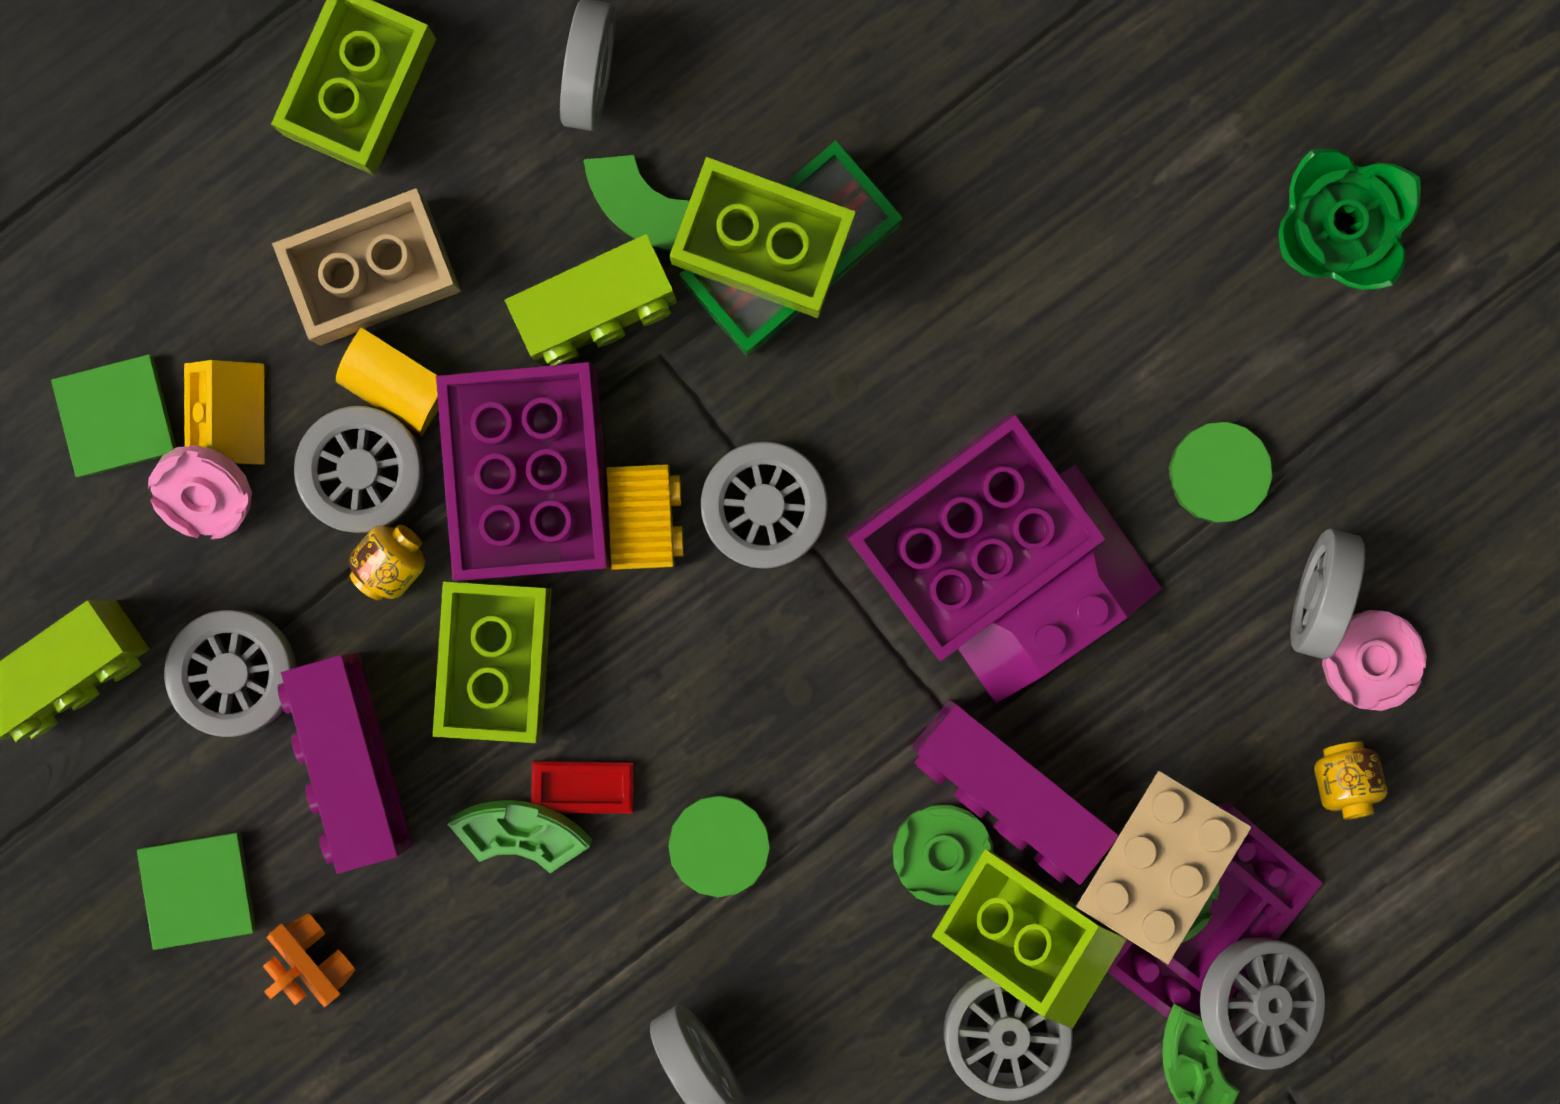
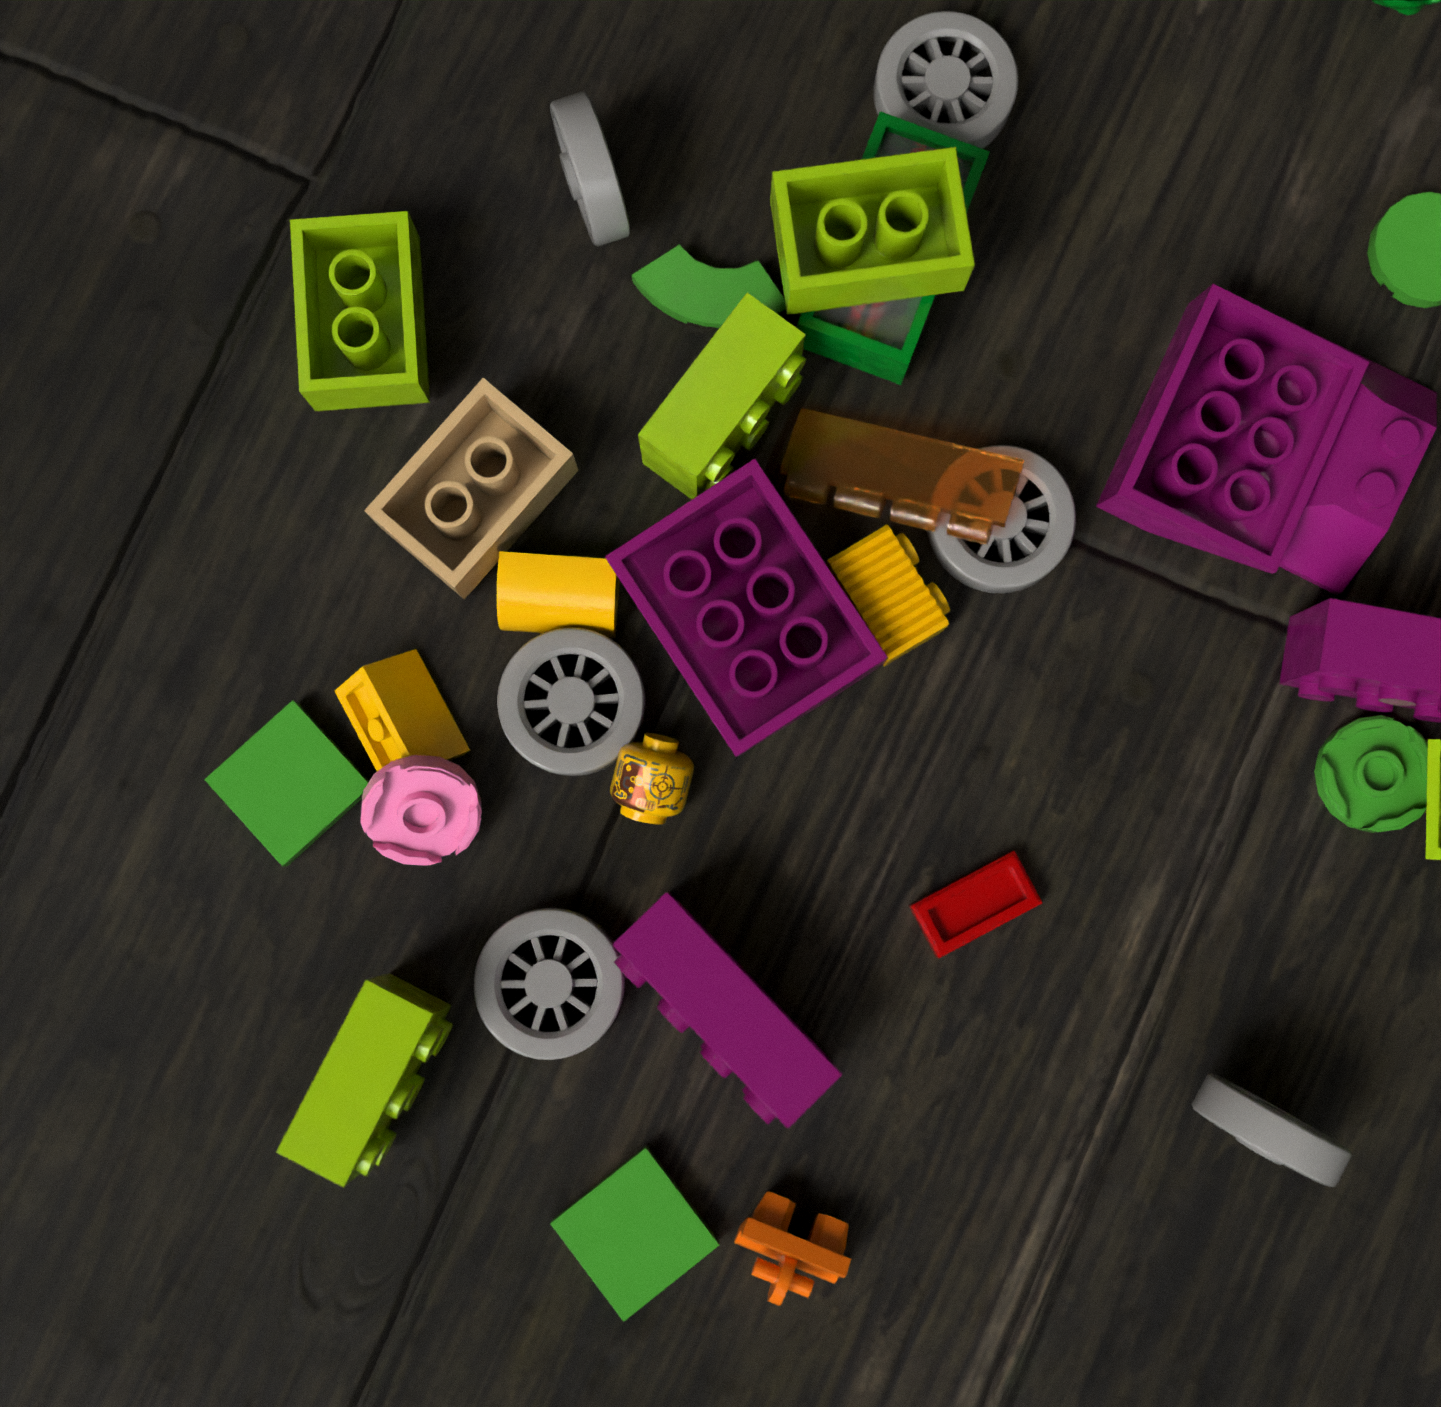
camera: 35 degrees left, 5 degrees down
(492, 662) = (819, 820): lime brick -> none
(520, 830) = (939, 982): bright green tile -> none
(714, 433) = (910, 469): none -> clear orange windscreen
(719, 846) = (1148, 888): bright green tile -> none
(914, 137) = (946, 81): none -> light grey wheel

